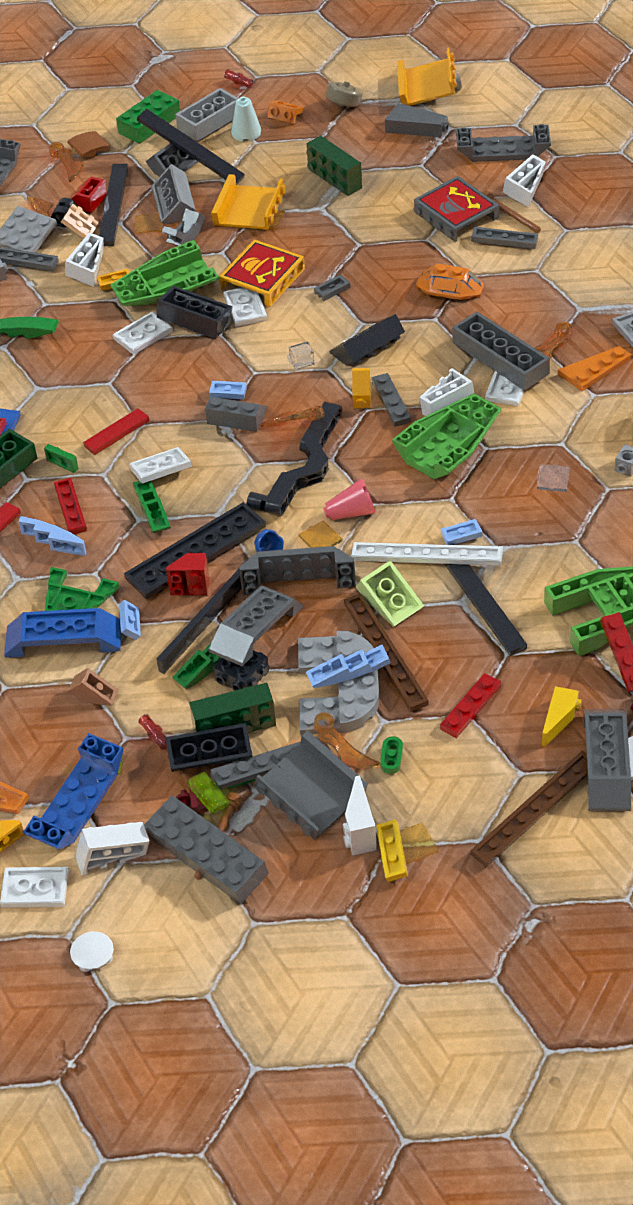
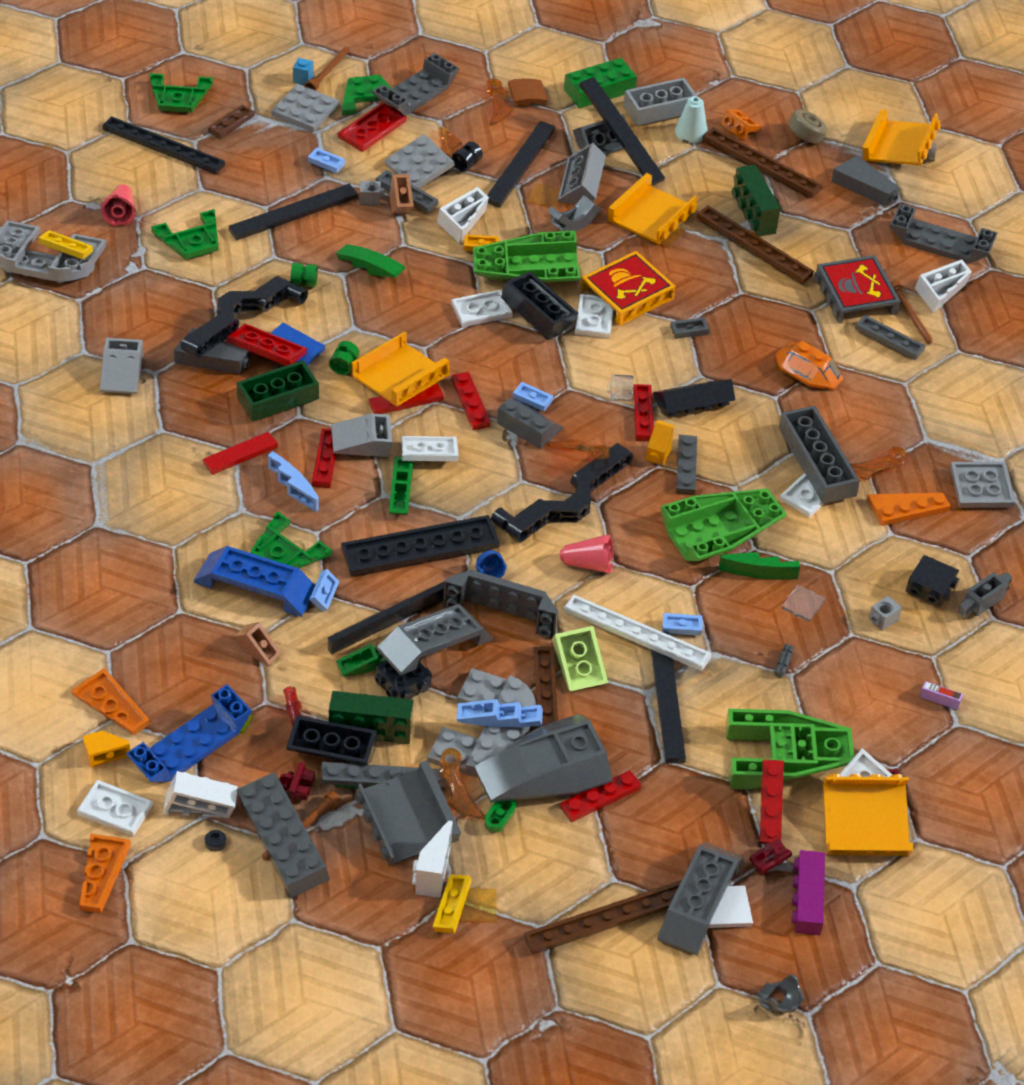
camera: 15 degrees right, 0 degrees up
(23, 261) = (401, 194): none -> nougat slope
(43, 415) = (343, 356): none -> green wheel
(51, 946) = (102, 869): none -> orange wing
(61, 458) = (339, 406): green plate -> none
(79, 221) = (474, 174): light nougat plate -> none
(90, 194) = (500, 146): red slope -> none
(91, 951) = (136, 886): white dish -> none
(96, 474) = (363, 436): none -> light grey slope
(97, 409) = (398, 370): none -> light orange panel
(144, 879) = (215, 840): none -> black tile
(174, 412) = (470, 400): none -> red plate
(188, 575) = (399, 568): red slope -> none
(208, 792) = (310, 782): clear neon green plate -> none
(238, 78) = (711, 72): clear red pin -> none
(309, 133) = (763, 162): none -> reddish brown plate
(320, 536) = (546, 577): clear yellow piece -> none
(331, 370) = (643, 412): none -> red tile
(350, 202) = (755, 244): none -> reddish brown plate
(413, 692) = (547, 763): none -> dark grey wedge
(446, 392) = (744, 477): white wedge -> none
(496, 462) = (753, 566): none -> green slope
(560, 713) = (681, 836): yellow slope -> none
(564, 531) = (784, 660): none -> dark grey axle

